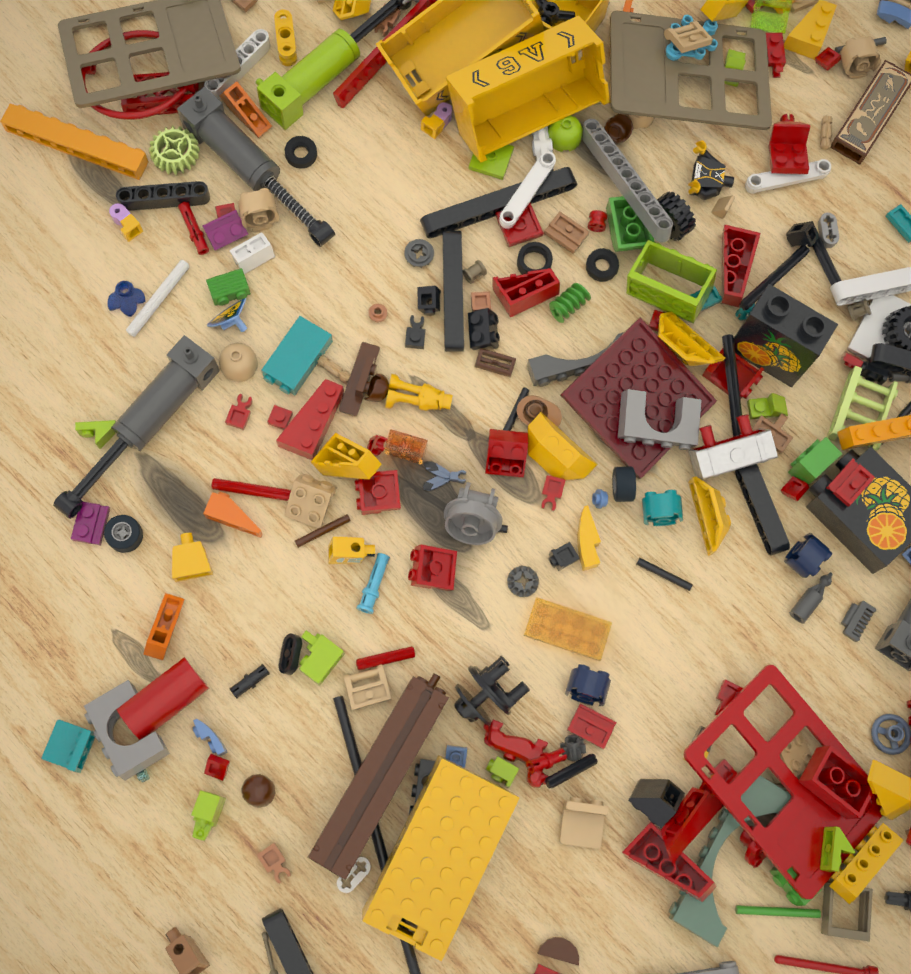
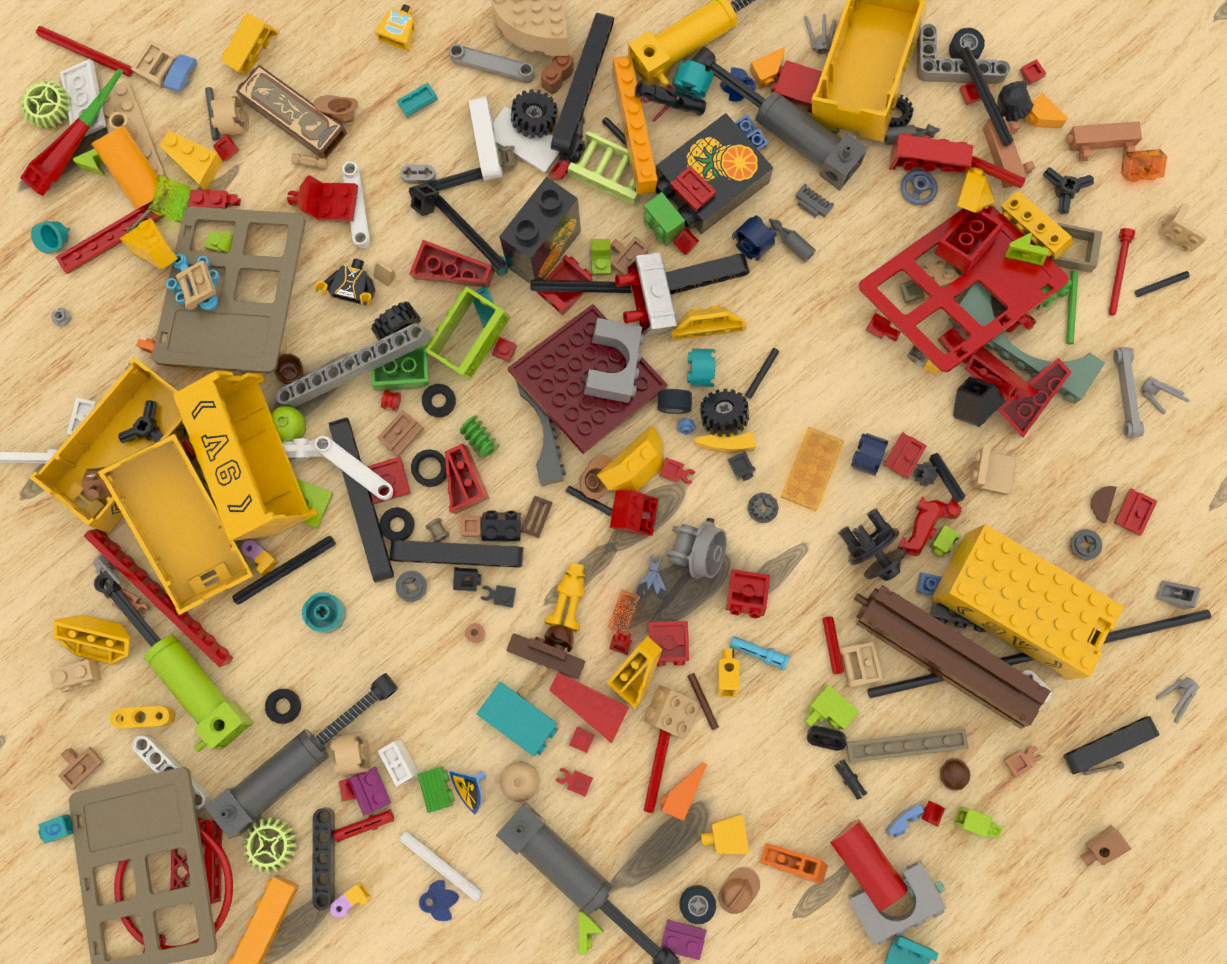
camera: 75 degrees left, 5 degrees up
(138, 575) = (739, 890): none -> medium nougat piece
(245, 109) = (227, 765): orange slope -> none
(286, 739) = (907, 745): none -> dark tan plate
(388, 177) = (318, 603): none -> teal brick
(427, 143) = (283, 570): none -> black axle
(477, 225) = (391, 514): none -> black tyre
(519, 937) = (1090, 537): none -> dark grey gear
(546, 760) = (939, 499): red pin -> none
(607, 533) = (728, 421): none -> black bush
(686, 342) = (534, 325): yellow wedge -> none
(771, 726) = (911, 291): none -> olive plate
(884, 150) = (337, 107): none -> medium nougat piece

